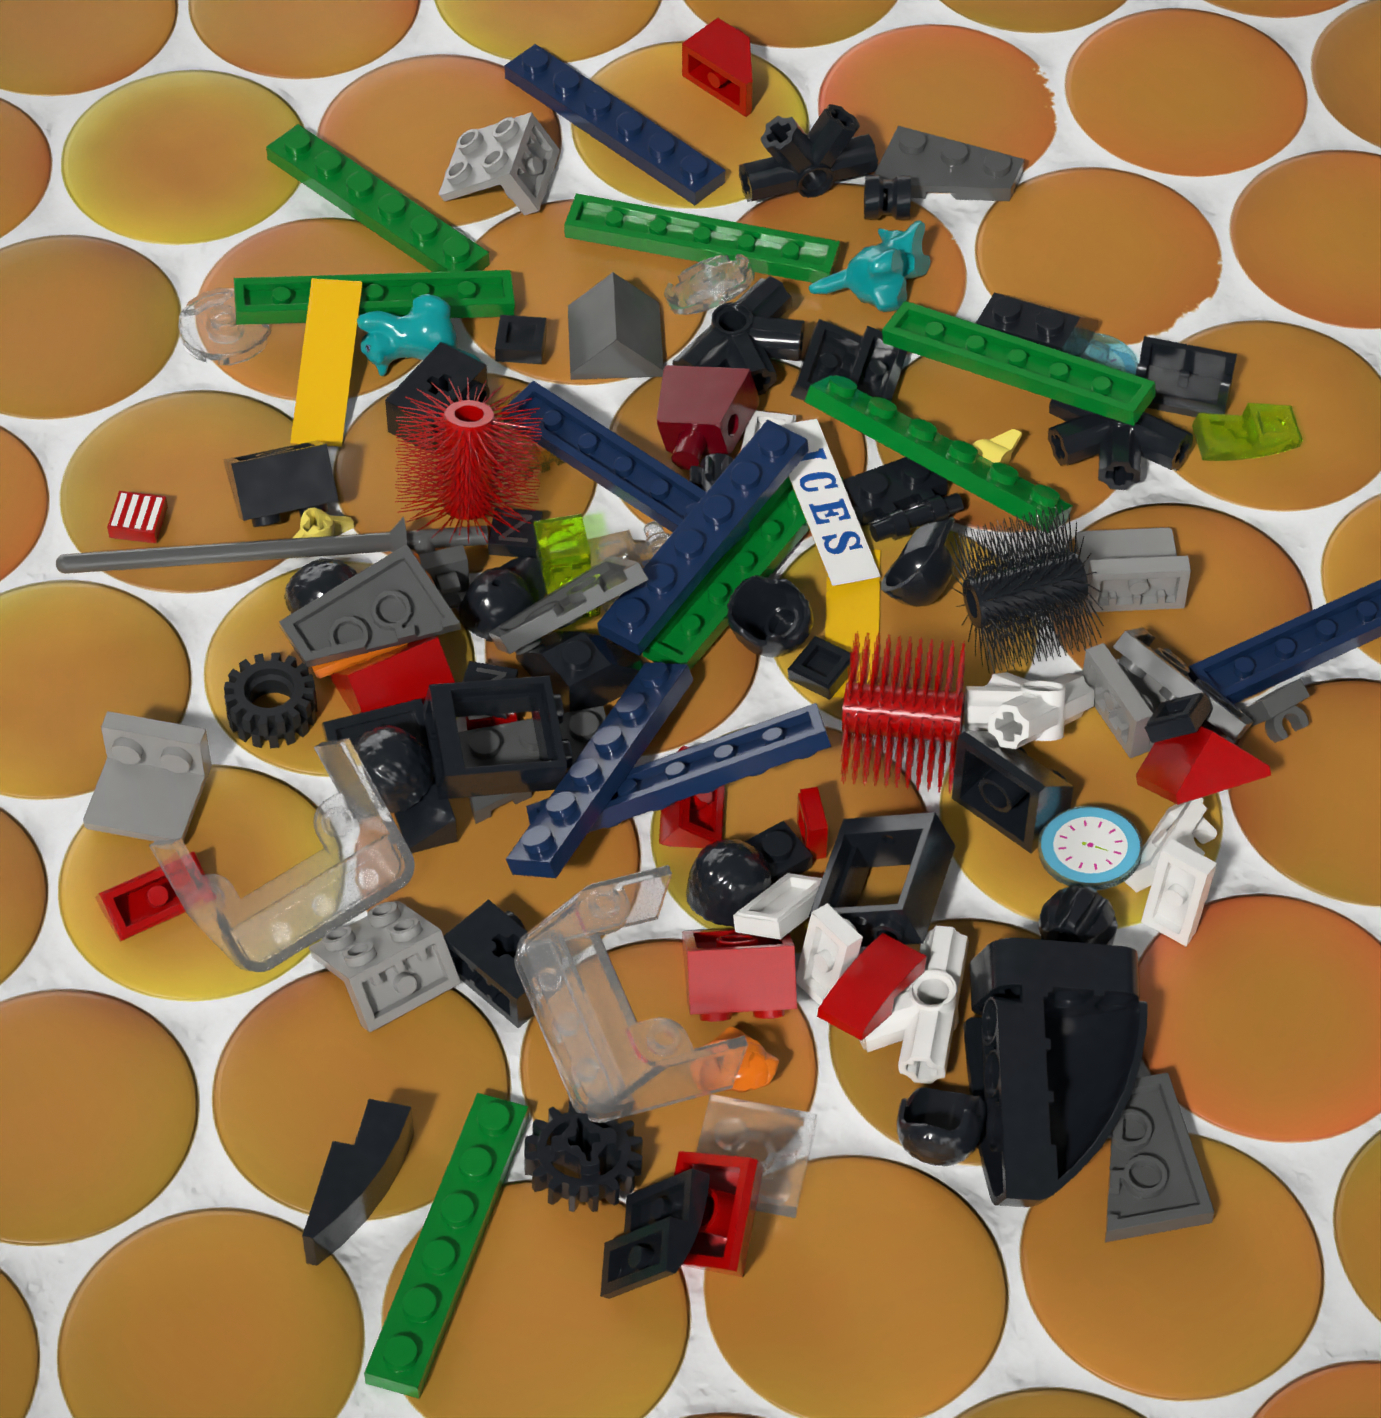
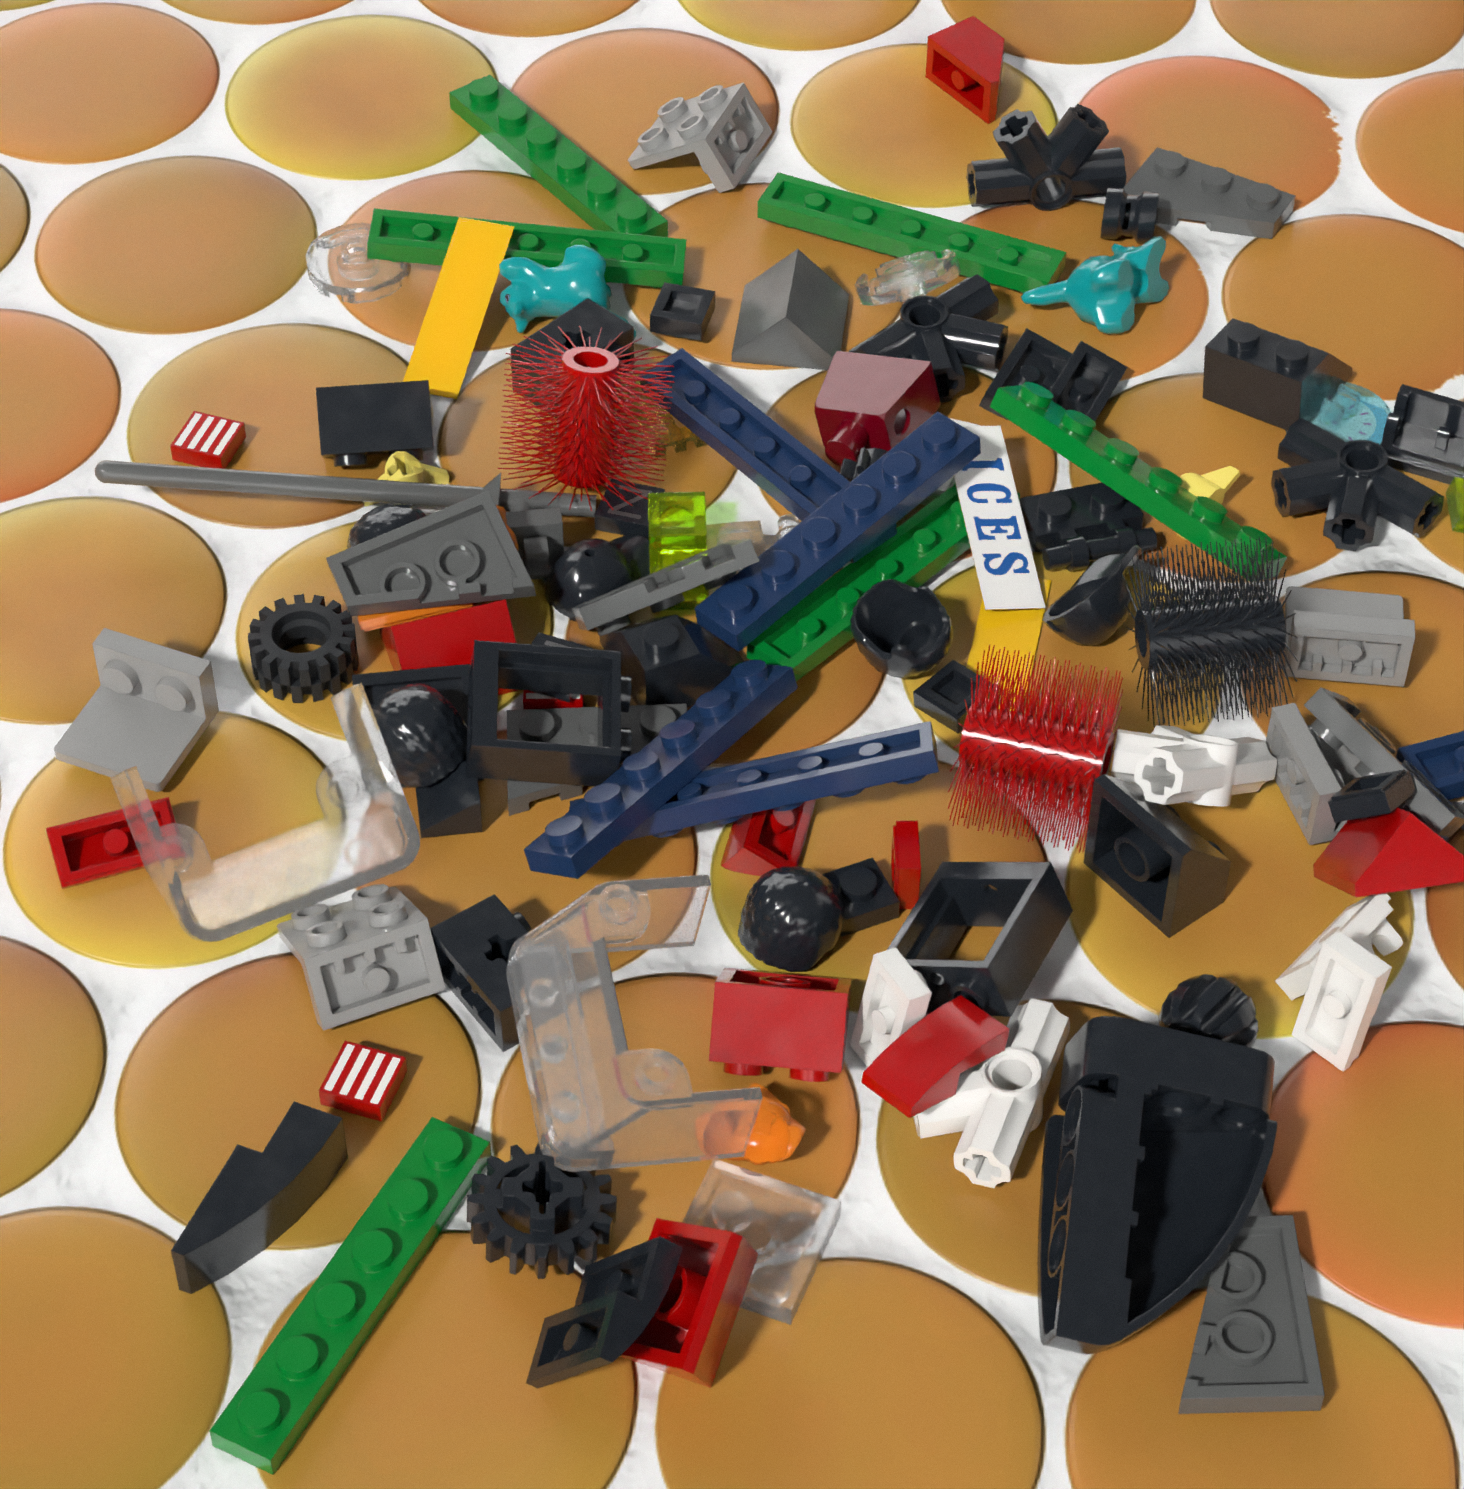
camera: 10 degrees right, 5 degrees down
(412, 1070) = (363, 1081): none -> red tile
(615, 124) = (841, 115): dark blue plate -> none
(778, 907) = (840, 953): white tile -> none
(940, 1125) = (991, 1238): black hair -> none
(1019, 363) = (1251, 395): green plate -> none
(1090, 847) = (1241, 936): piece -> none

